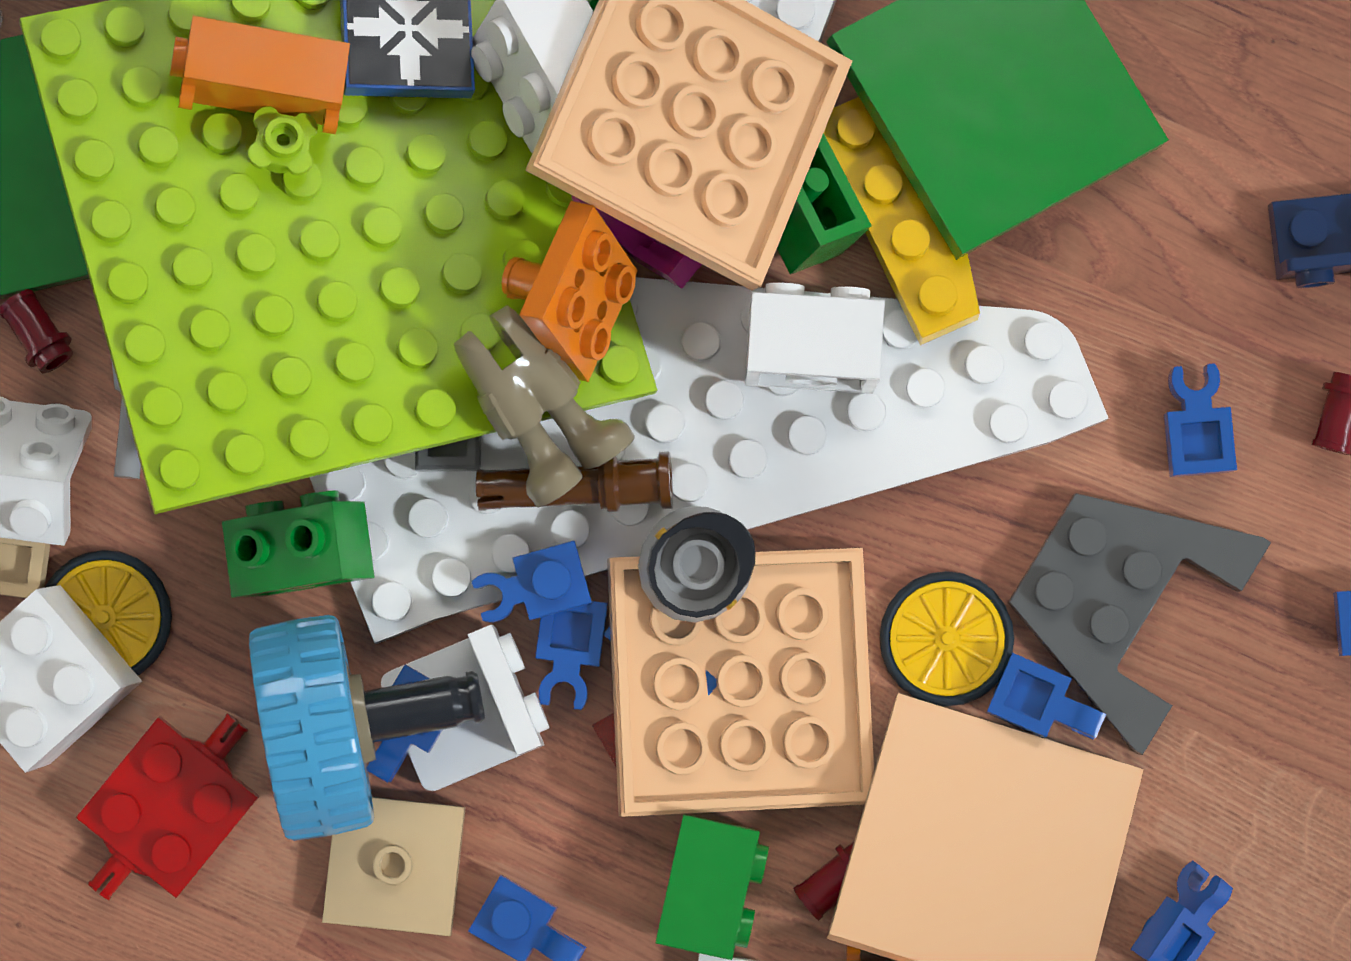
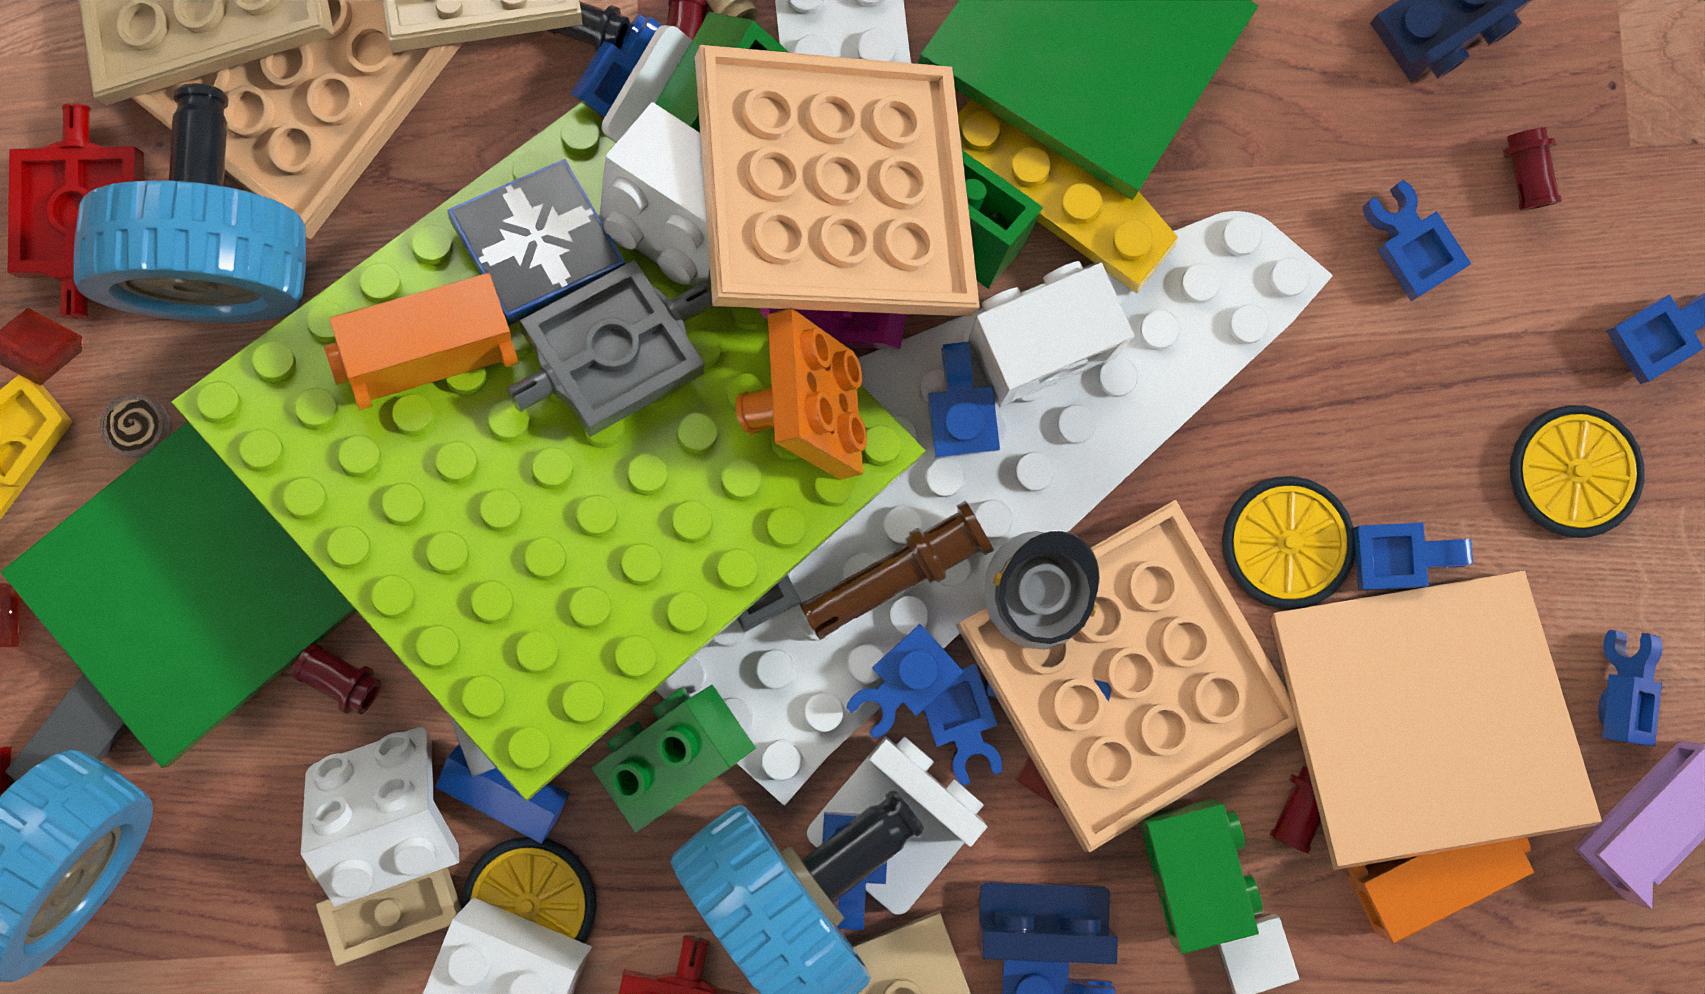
camera: 25 degrees left, 0 degrees up
(130, 508) = (499, 799): none -> blue piece
(277, 158) = (475, 412): lime plate -> none
(424, 160) = (611, 347): none -> dark grey plate
(527, 389) = (811, 518): dark tan piece -> none
(552, 859) = (1045, 923): none -> dark blue bracket
(707, 375) = (962, 415): none -> blue plate
(1099, 585) = (1399, 425): dark grey wing -> none
(1239, 705) = (1577, 471): none -> yellow wheel

